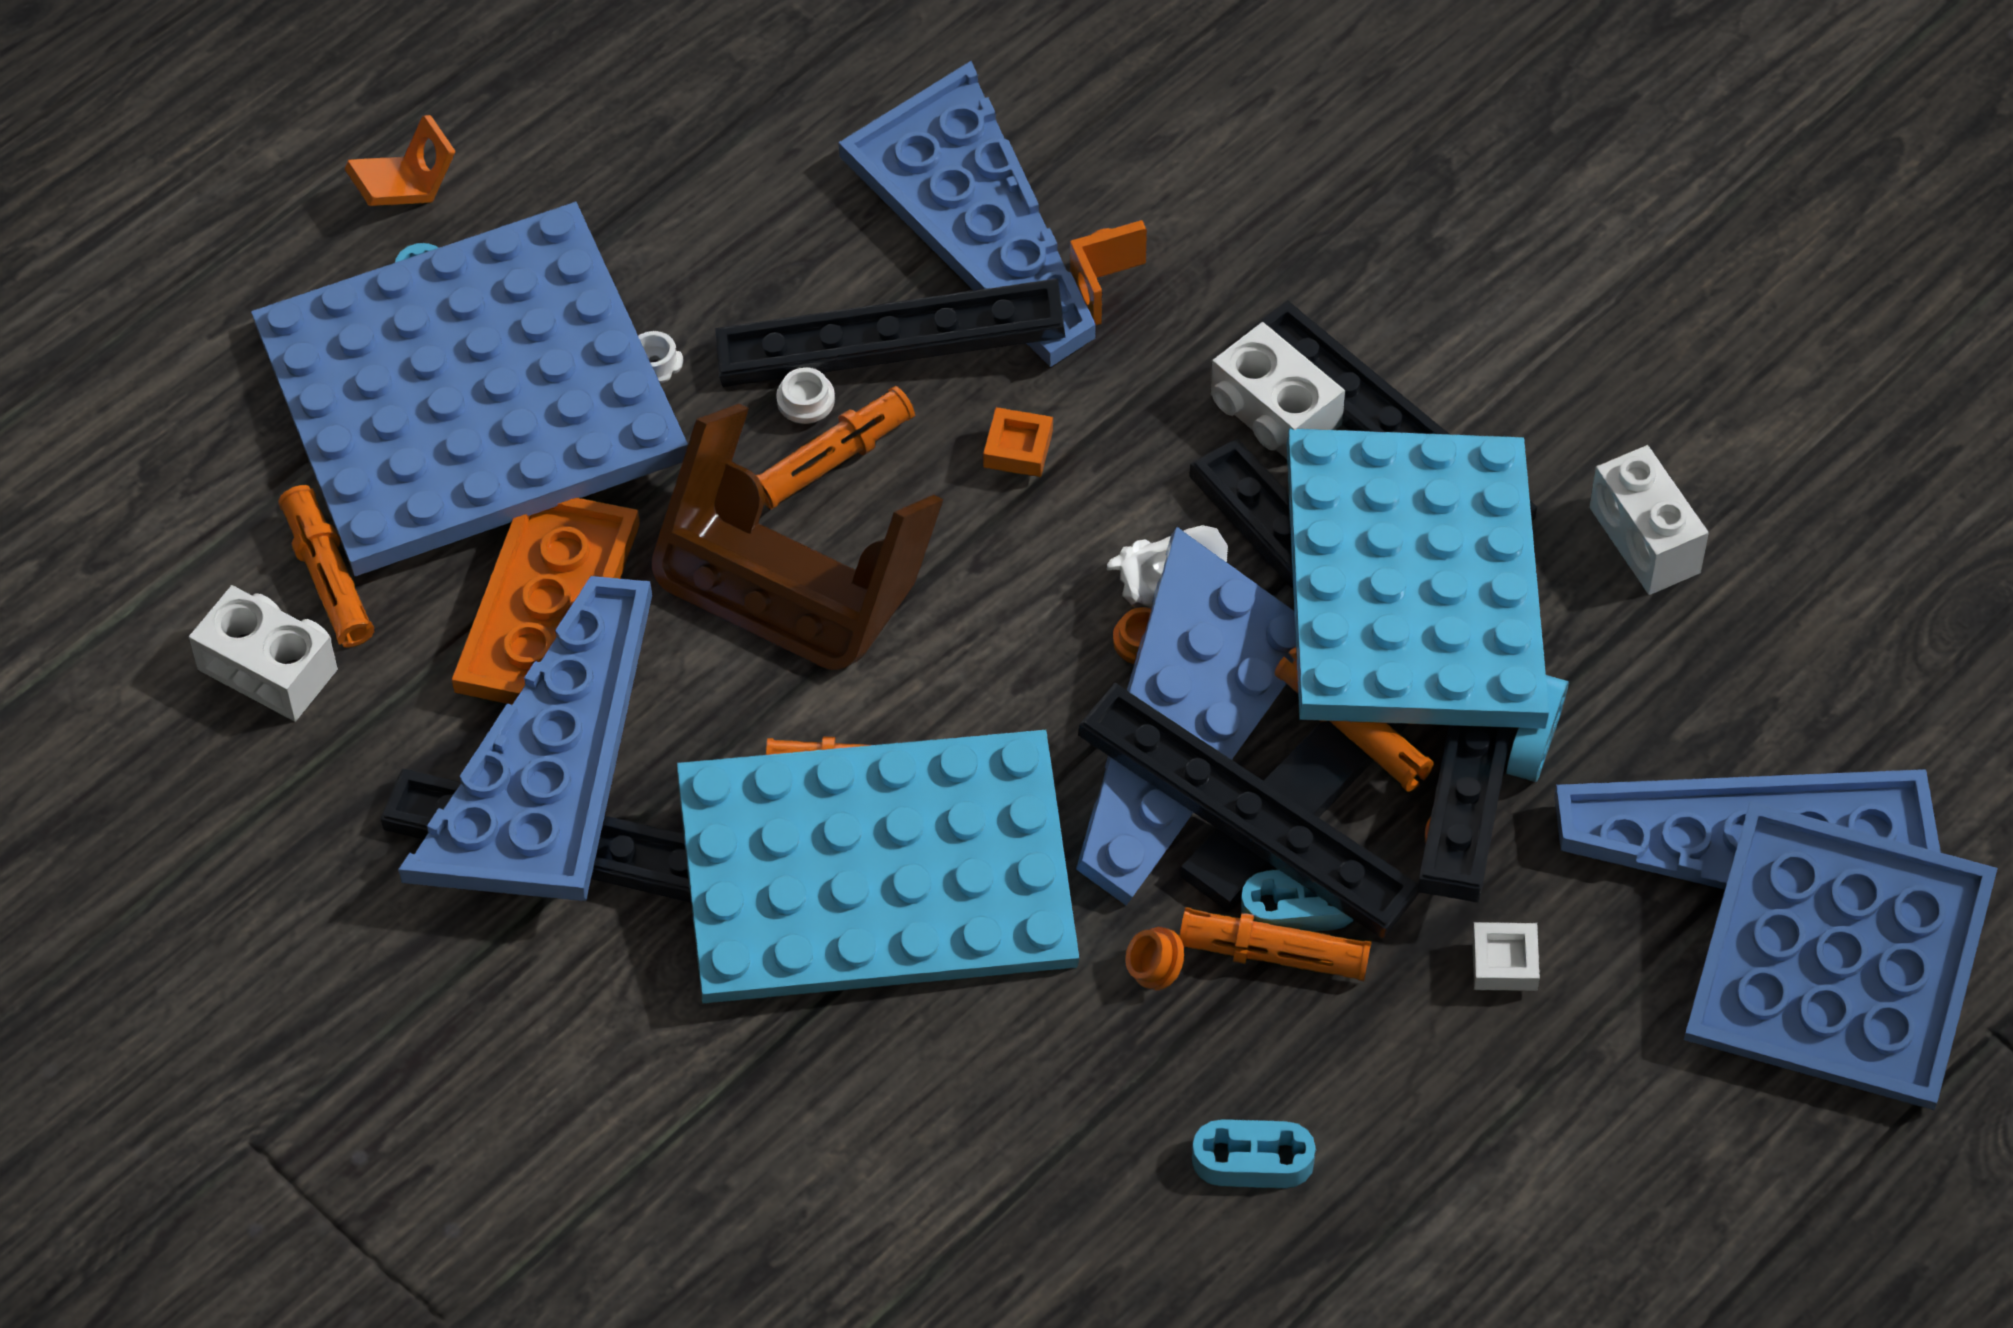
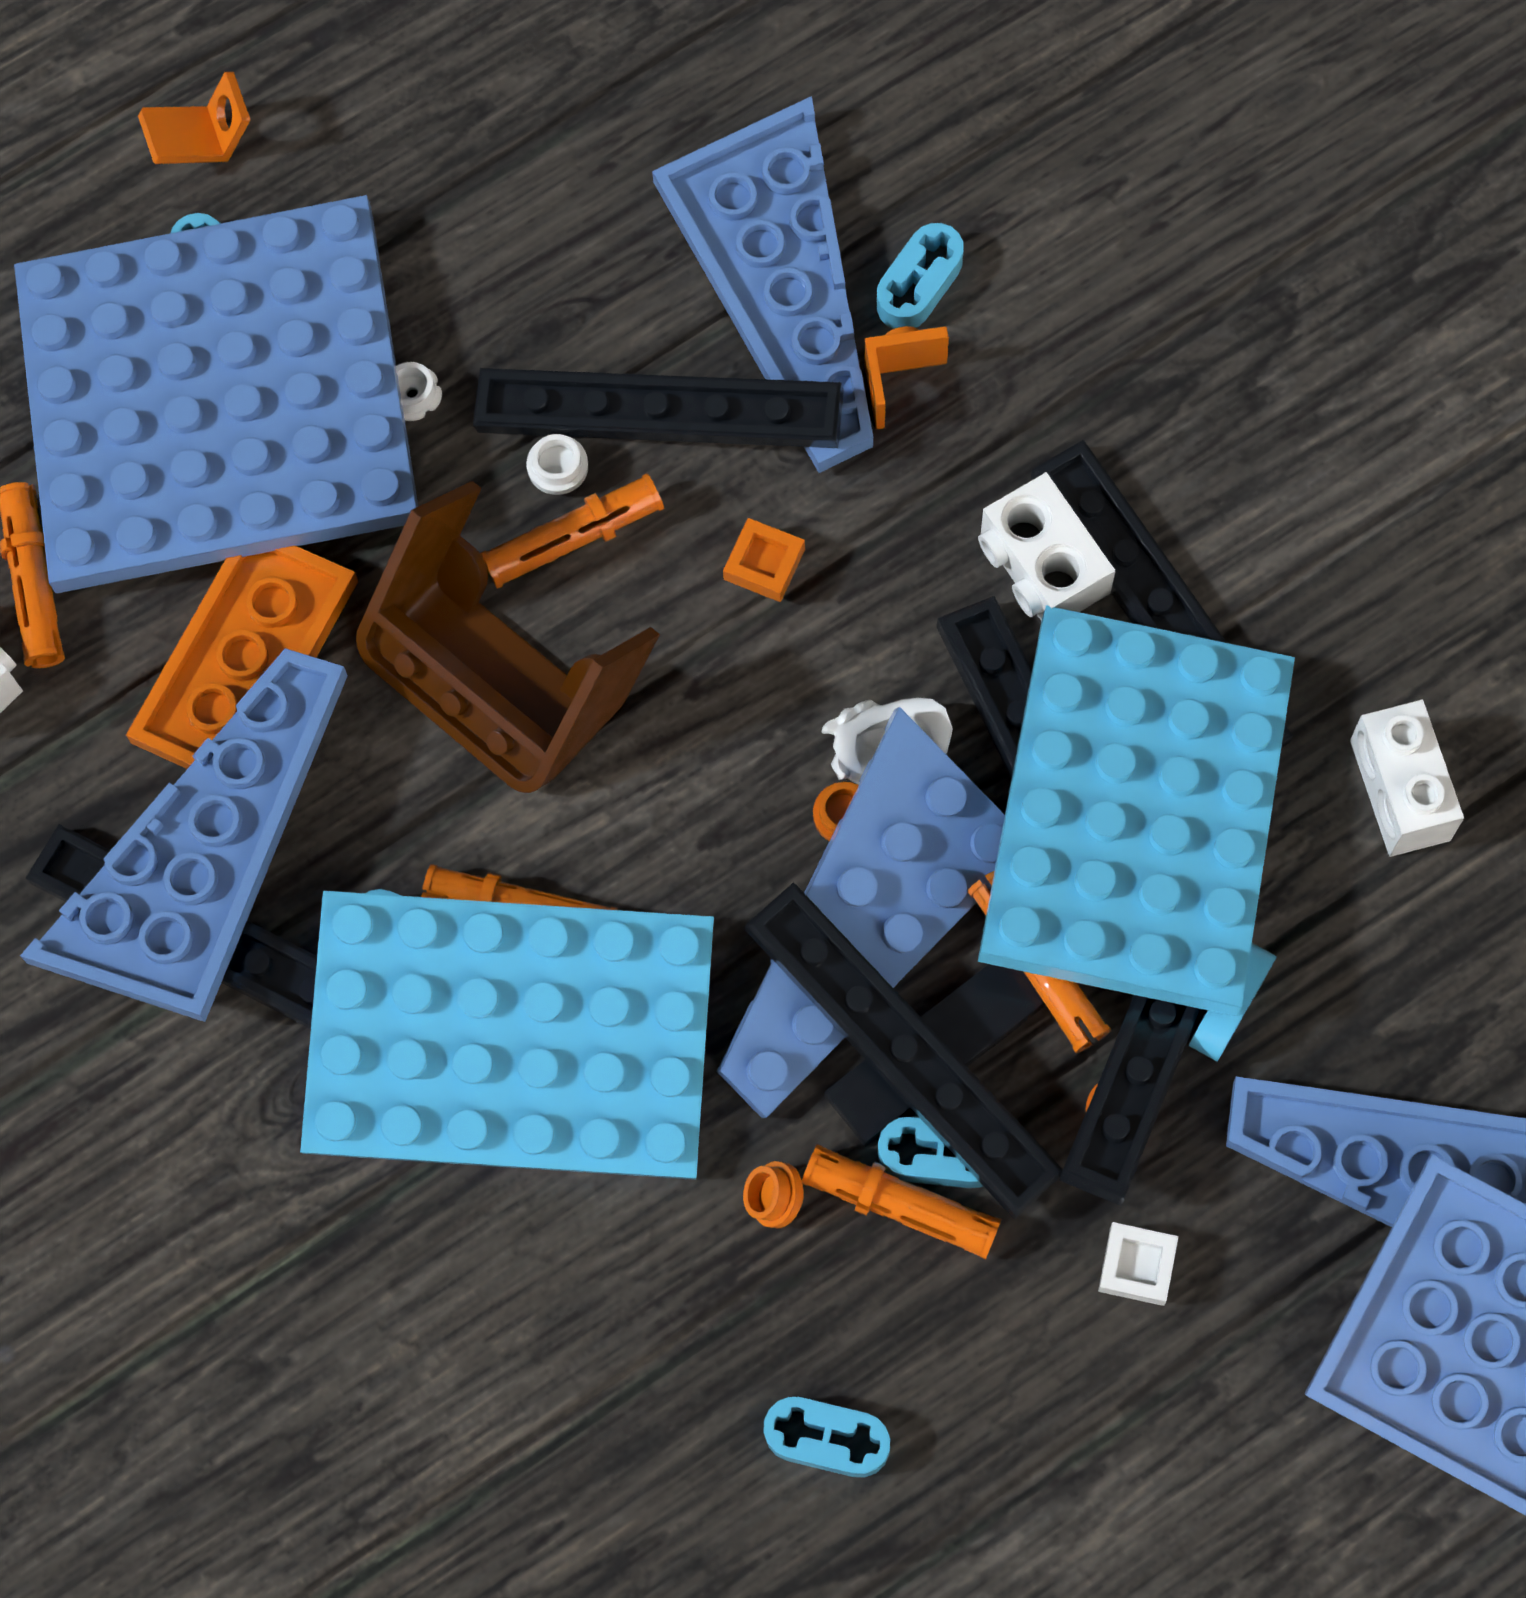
camera: 15 degrees right, 15 degrees up
(1094, 190) = (909, 269): none -> medium azure beam

